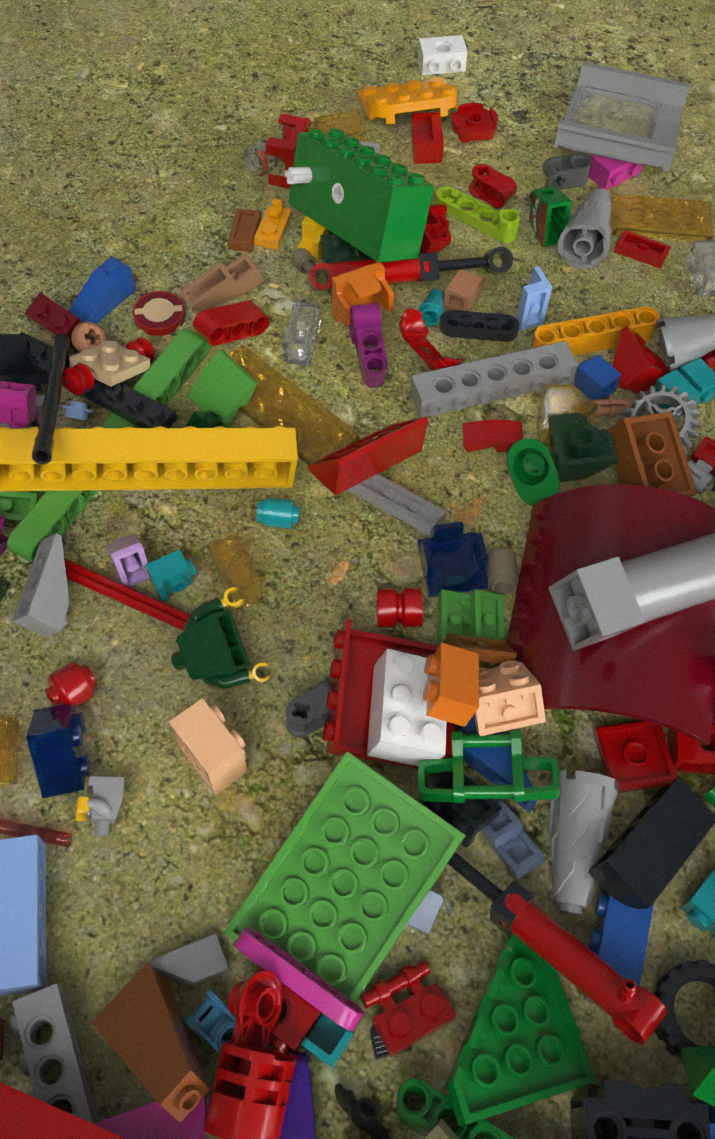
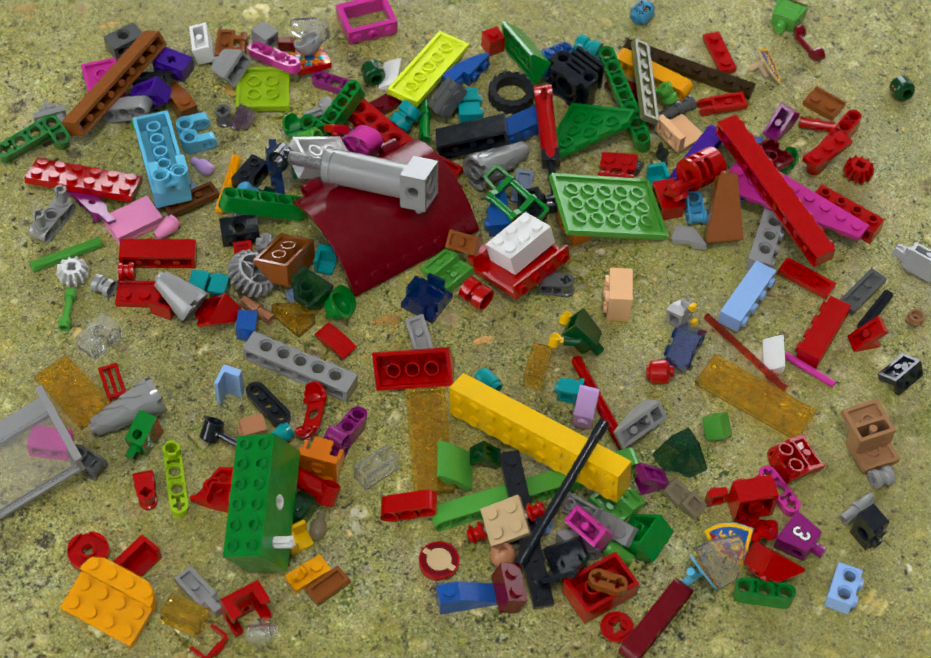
camera: 140 degrees left, 5 degrees down
(222, 283) = (384, 547): medium nougat slope -> none
(299, 978) = (653, 195): dark pink beam -> none
(442, 55) = (42, 637): white brick -> none
(452, 684) = (500, 220): orange brick -> none
(502, 570) = (408, 273): dark tan brick -> none
(508, 699) = (476, 215): light nougat bracket -> none
(597, 331) = (188, 335): light orange beam -> none

